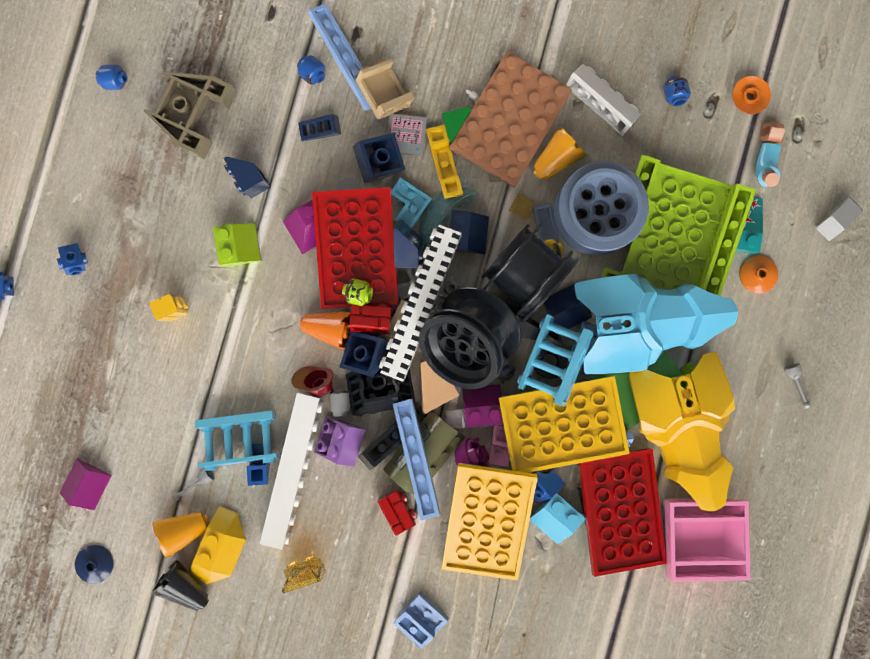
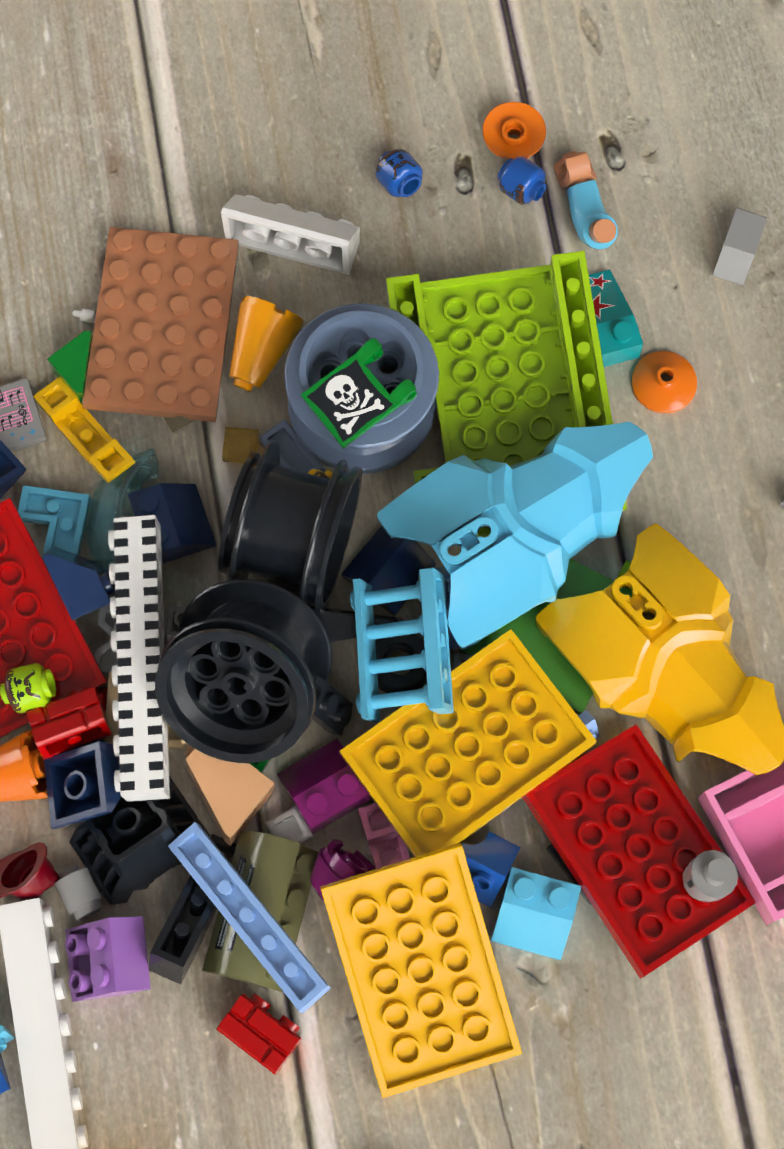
camera: 25 degrees left, 15 degrees down
(593, 220) = (352, 397): none -> flag
(651, 544) = (710, 876): none -> light grey piece
(741, 126) = (522, 180): none -> blue head

